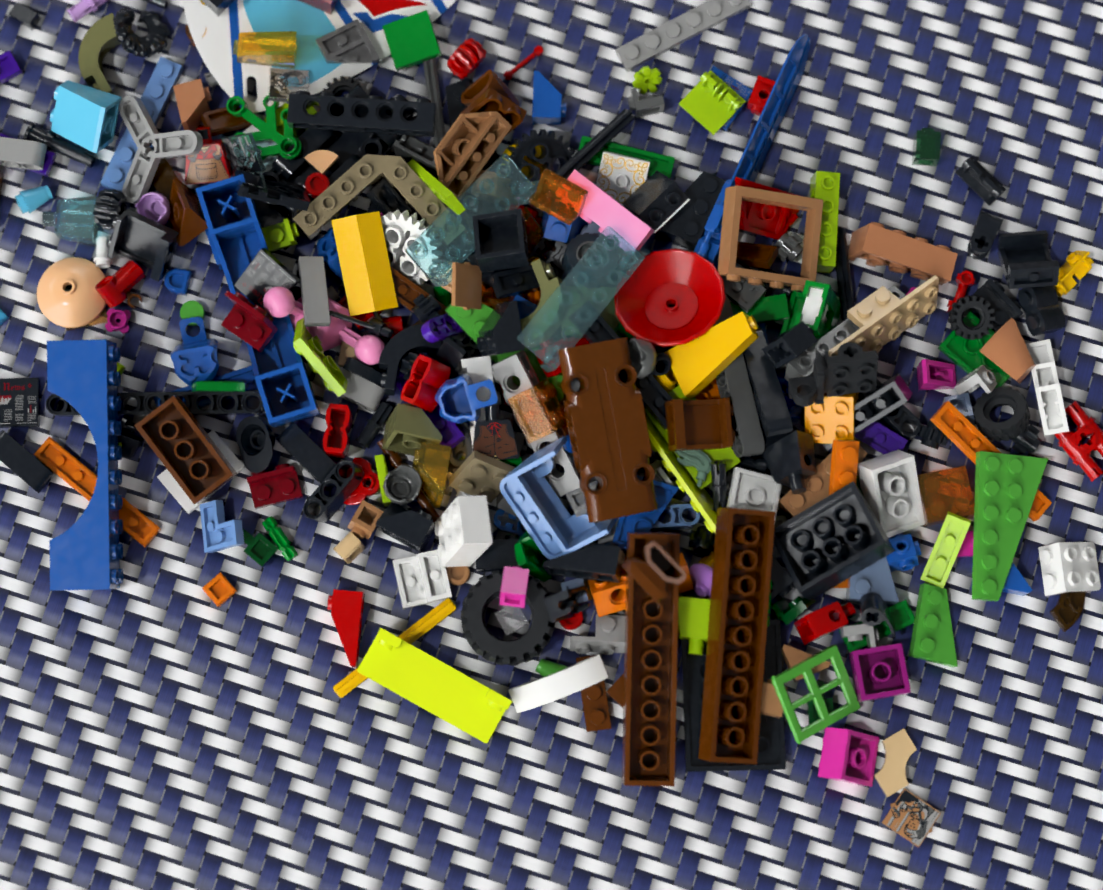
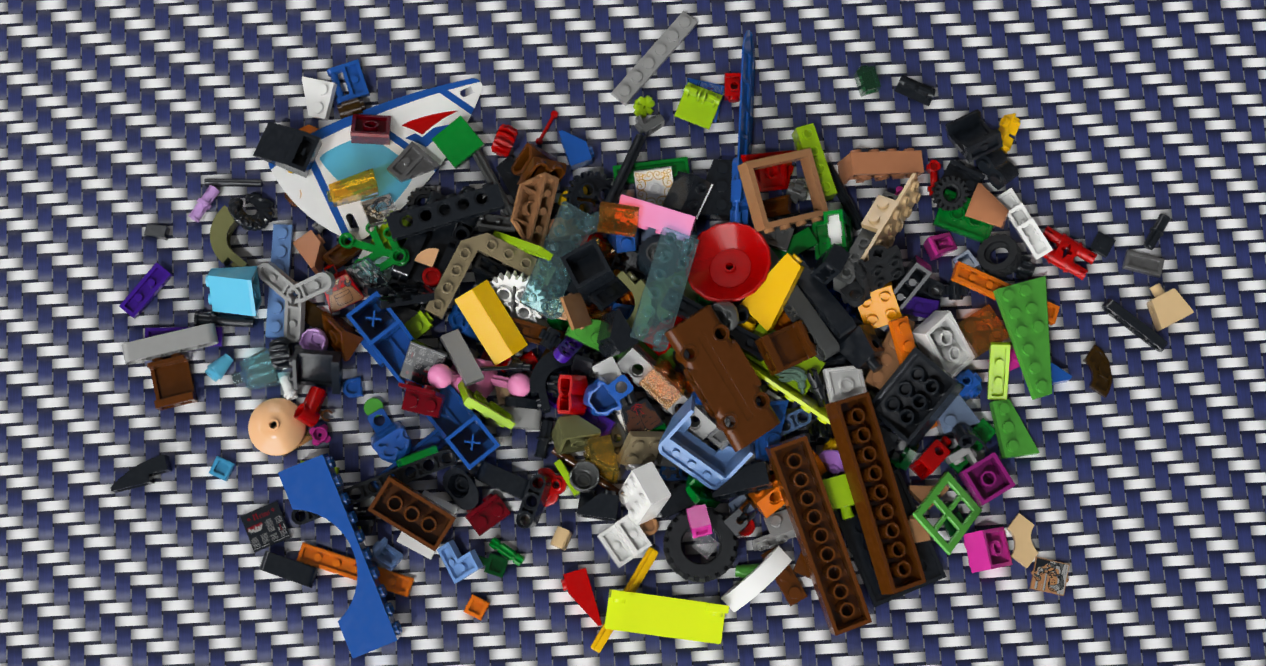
camera: 25 degrees left, 0 degrees up
(138, 487) = (386, 554): none -> medium blue bracket
(339, 423) = (519, 458): red brick -> none
(364, 520) = (566, 513): medium nougat brick -> none
(654, 570) = (800, 470): reddish brown piece -> none
(975, 379) = (970, 237): light grey bracket -> none
(984, 232) = (933, 126): black piece -> none
(1069, 567) = (1090, 349): white bracket -> none

